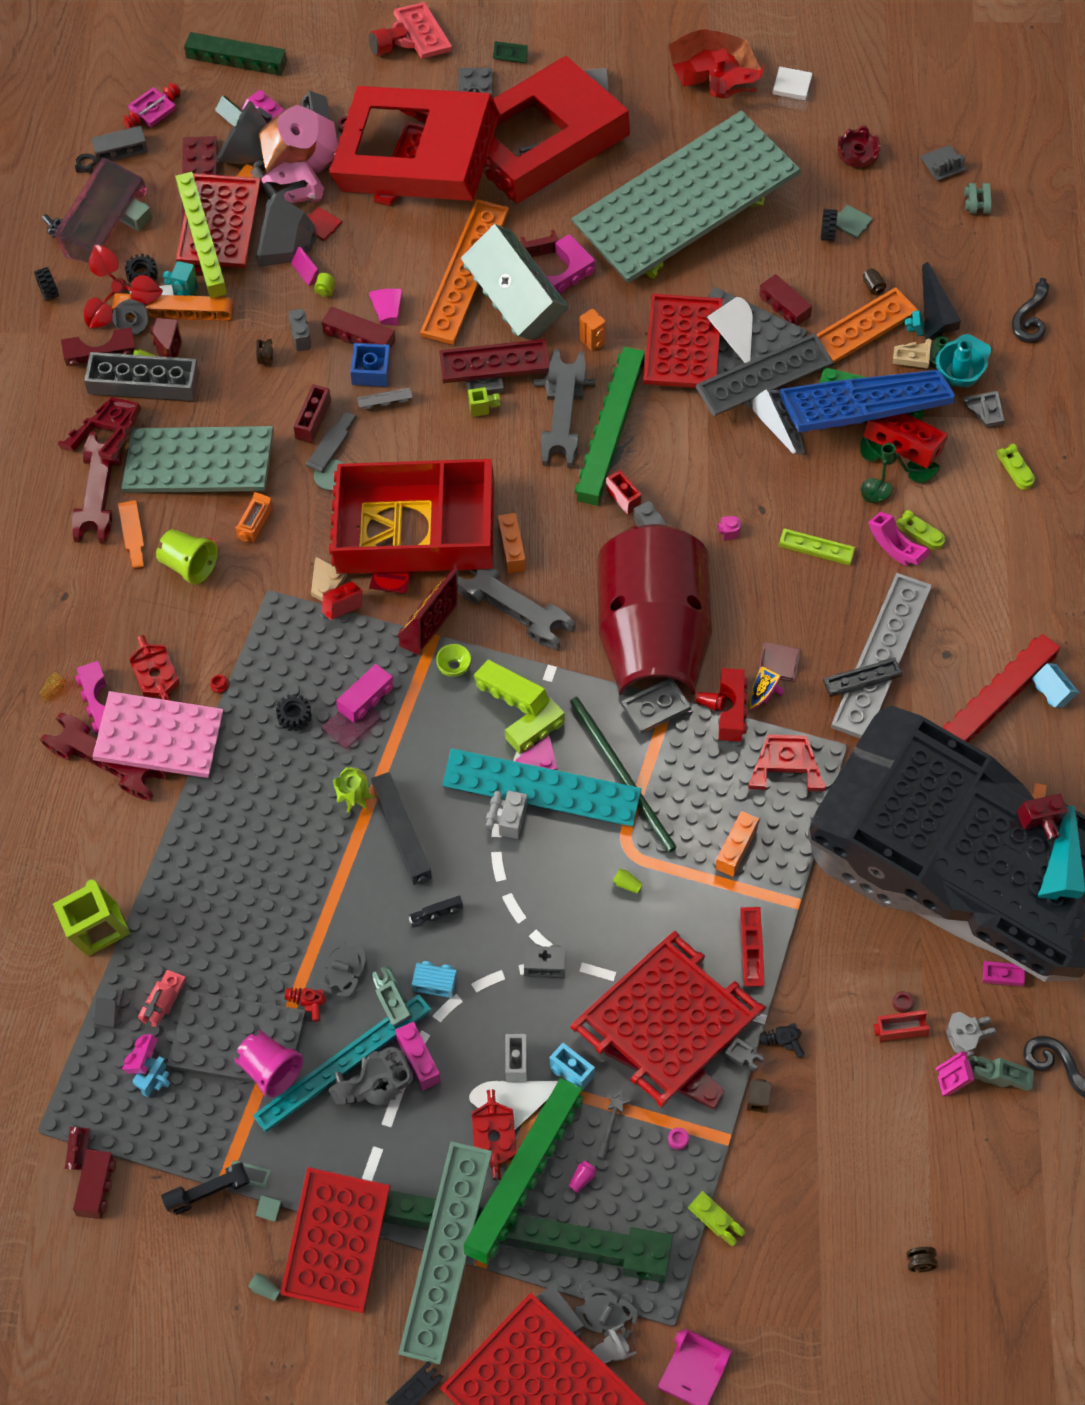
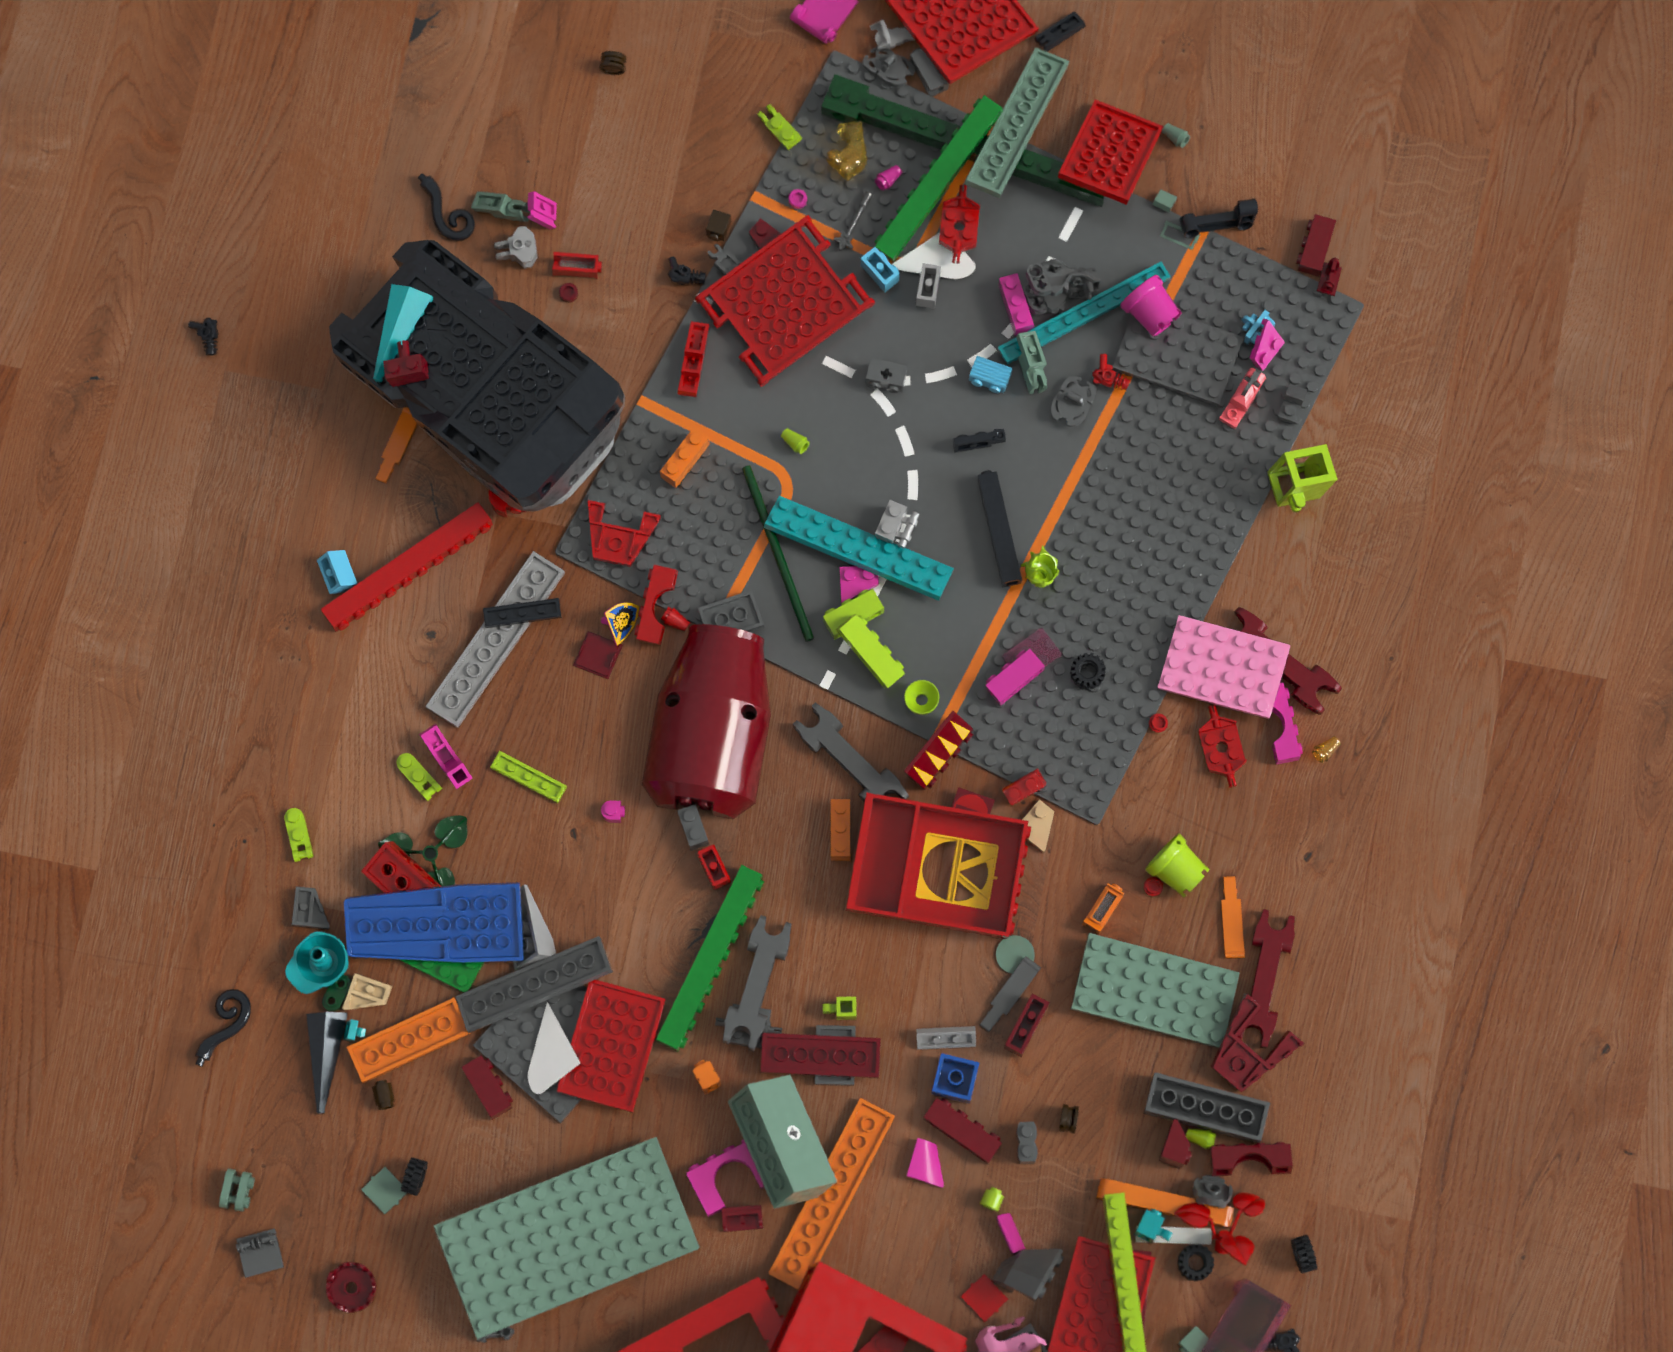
camera: 170 degrees left, 15 degrees up
(625, 1187) = (853, 157): none -> clear yellow animal

